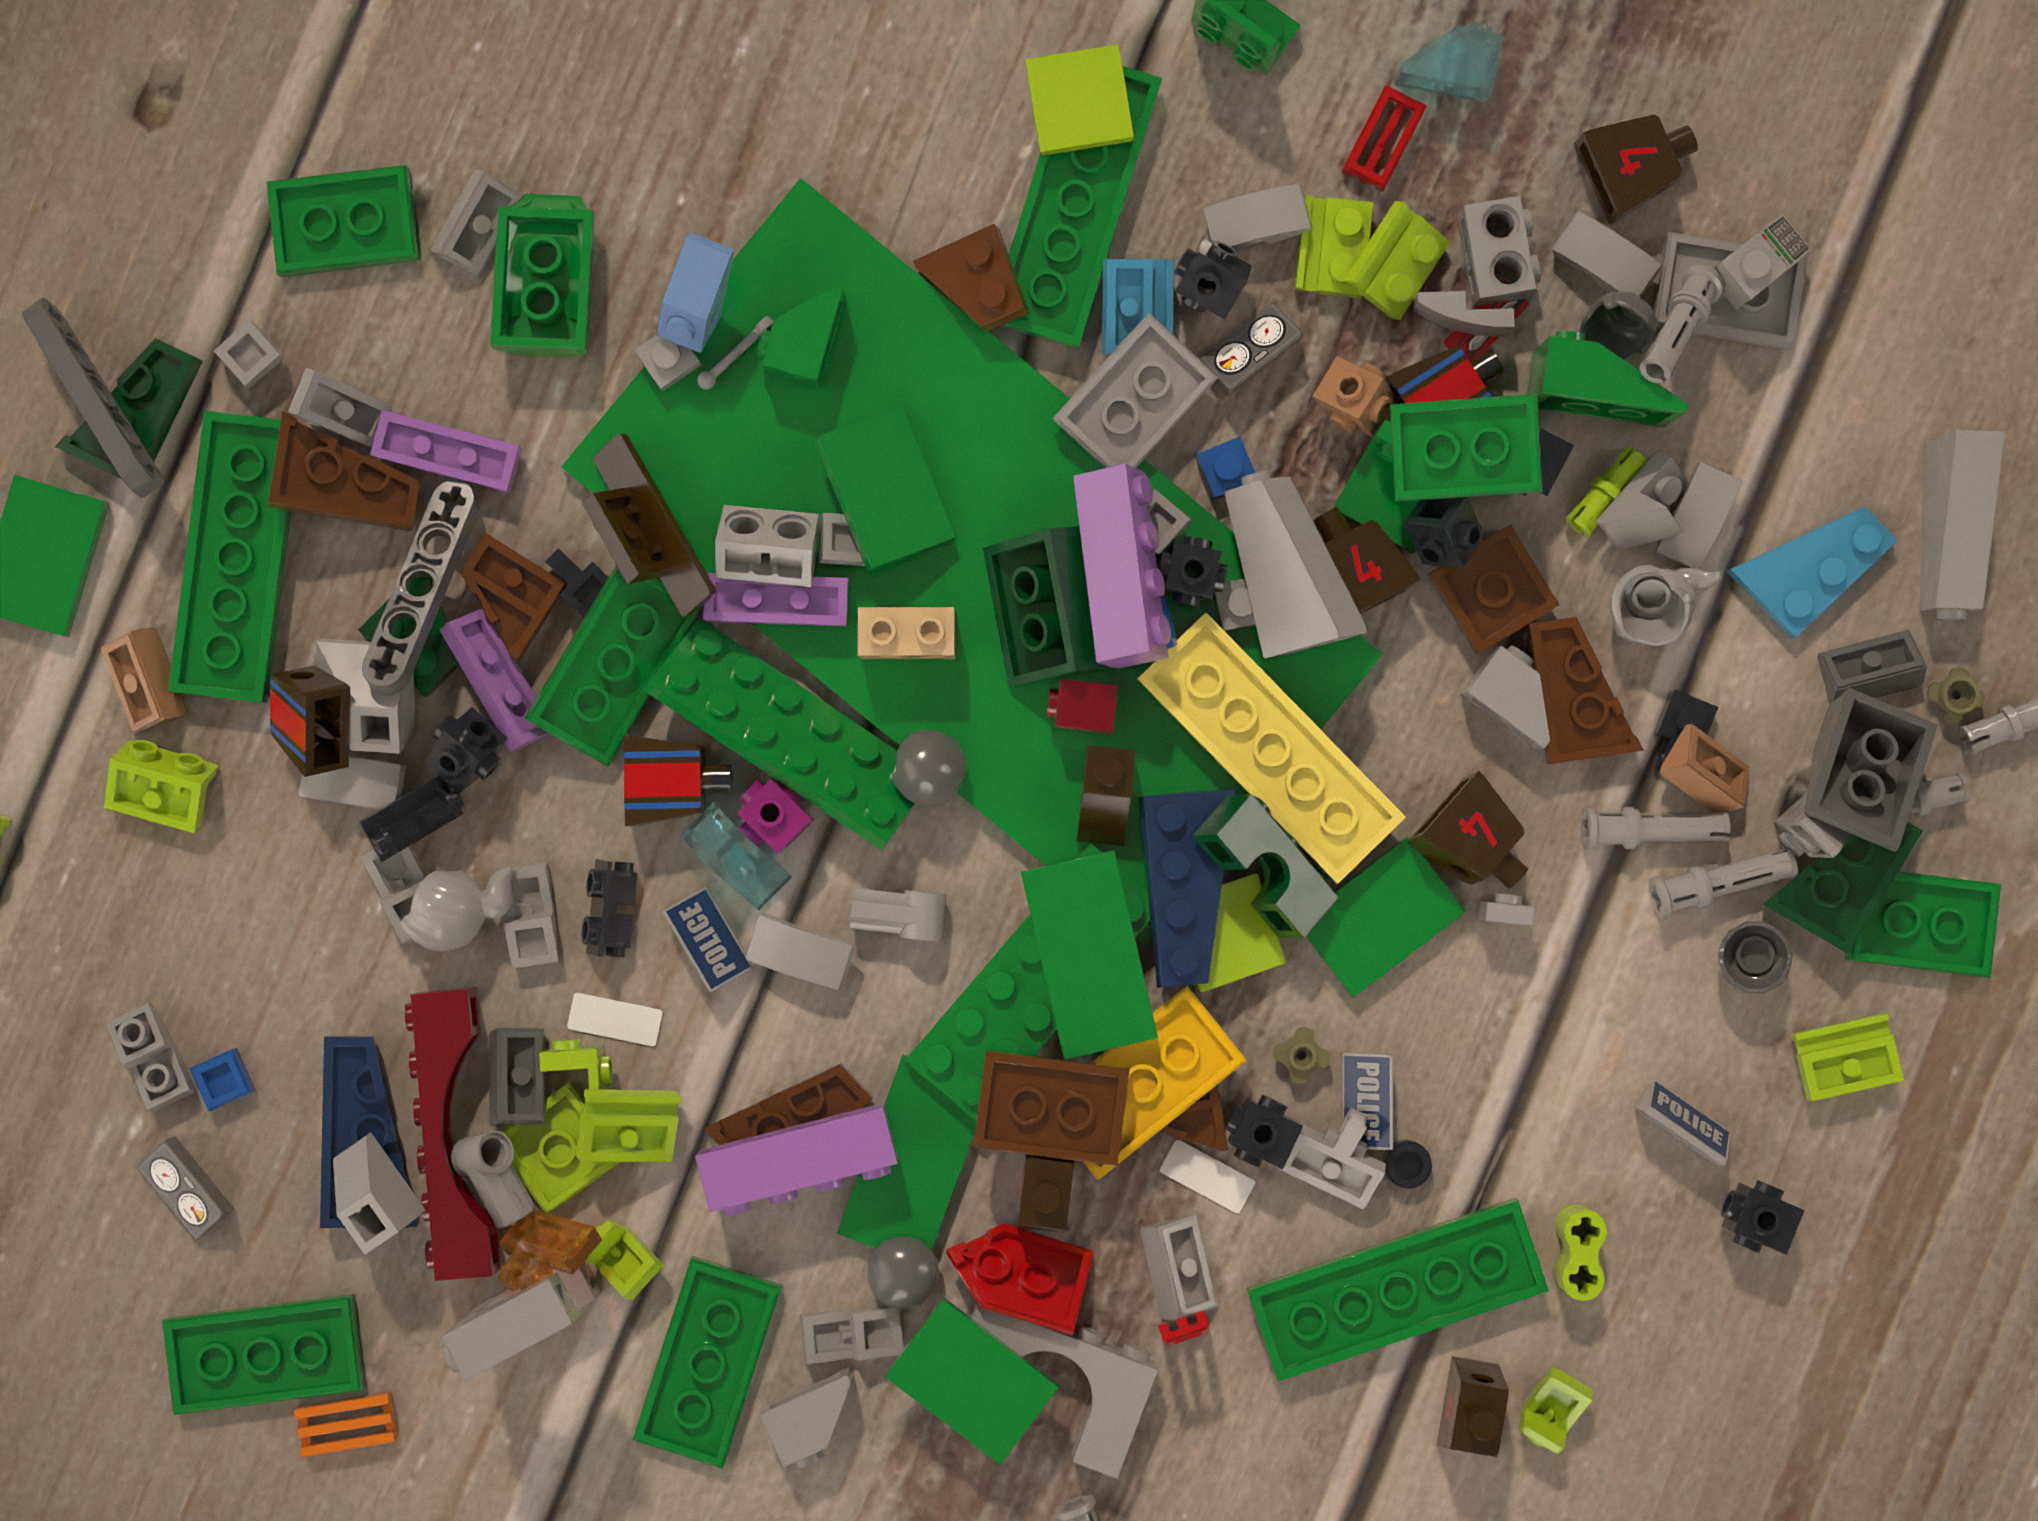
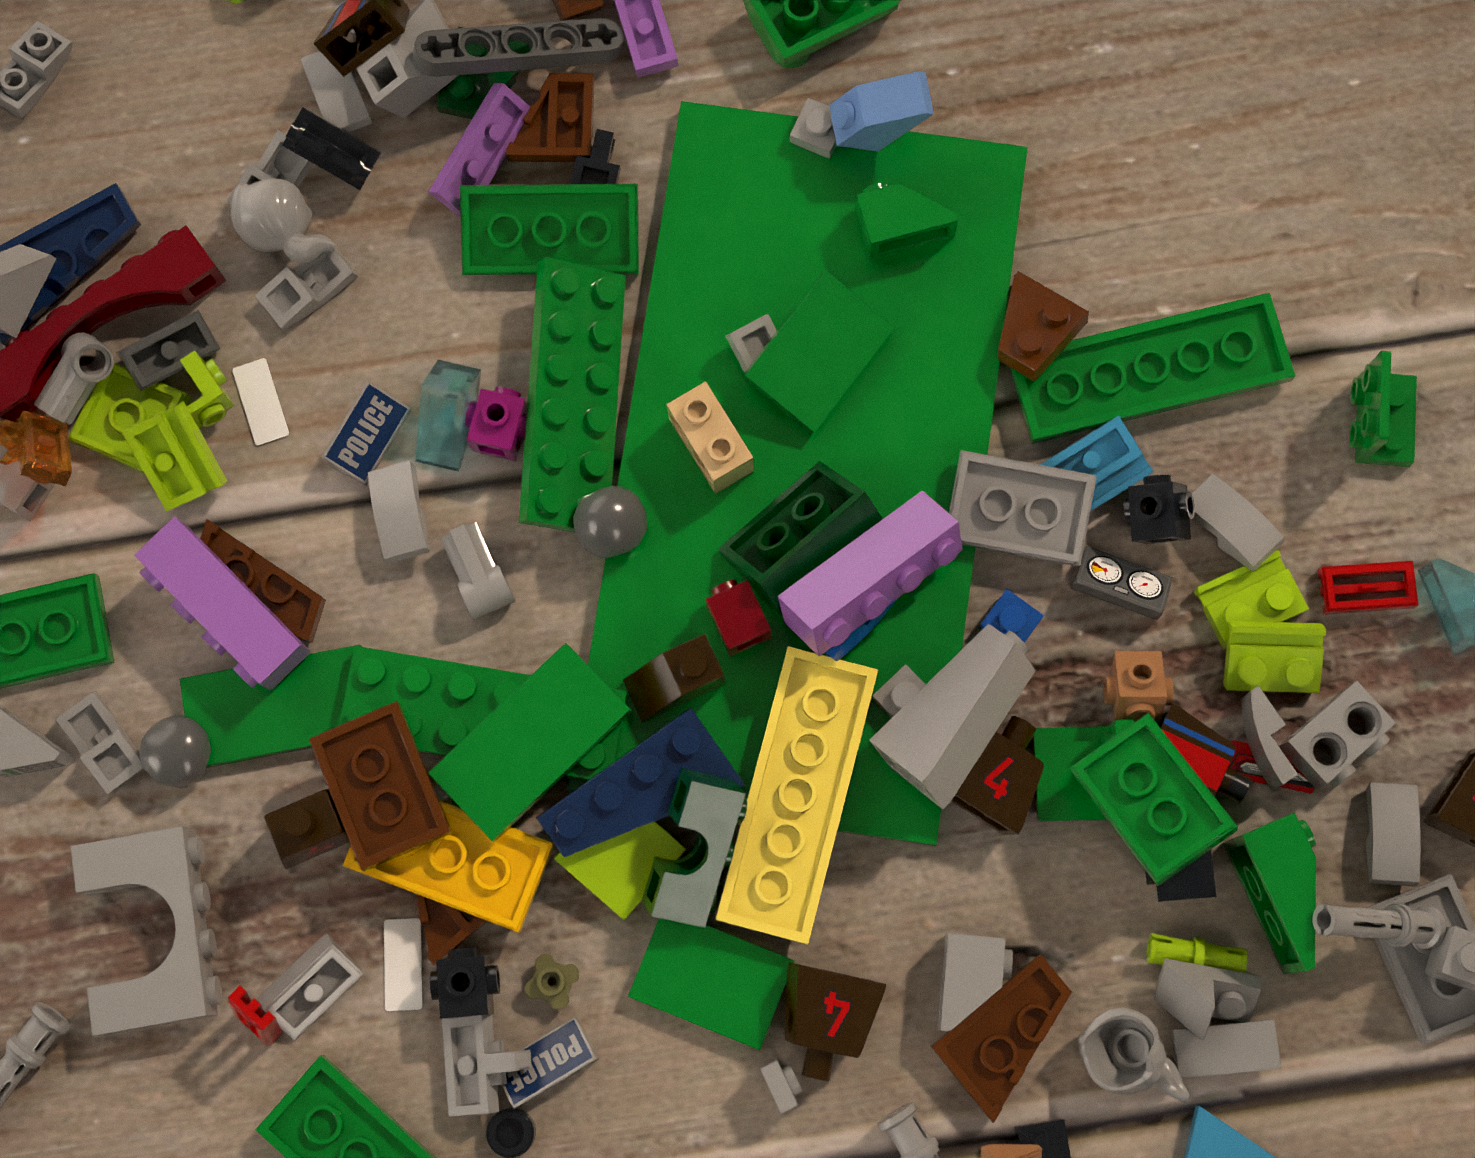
camera: 65 degrees right, 10 degrees down
(222, 1079) = (42, 132): blue tile -> none
(465, 749) = (409, 156): black brick -> none
(604, 925) = (363, 334): black hinge -> none
(624, 1259) = (63, 516): lime bracket -> none
(643, 529) = (665, 183): dark brown bracket -> none
(668, 780) = (477, 325): torso -> none
(707, 379) = (820, 168): light grey hinge -> none
(766, 545) = (713, 285): light grey brick -> none
(783, 604) = (675, 321): medium lavender plate -> none
(971, 1380) = (109, 858): green tile -> none
(1025, 1275) = (227, 855): red tile -> none
(1079, 100) = (1233, 319): lime tile -> none
(1168, 521) = (932, 593): light grey plate -> none
(1187, 590) = (904, 654): black brick -> none
(1444, 531) = (1072, 829): black brick -> none
(1494, 590) = (1050, 906): reddish brown plate -> none
(1620, 324) = (1345, 875): dark grey hair -> none

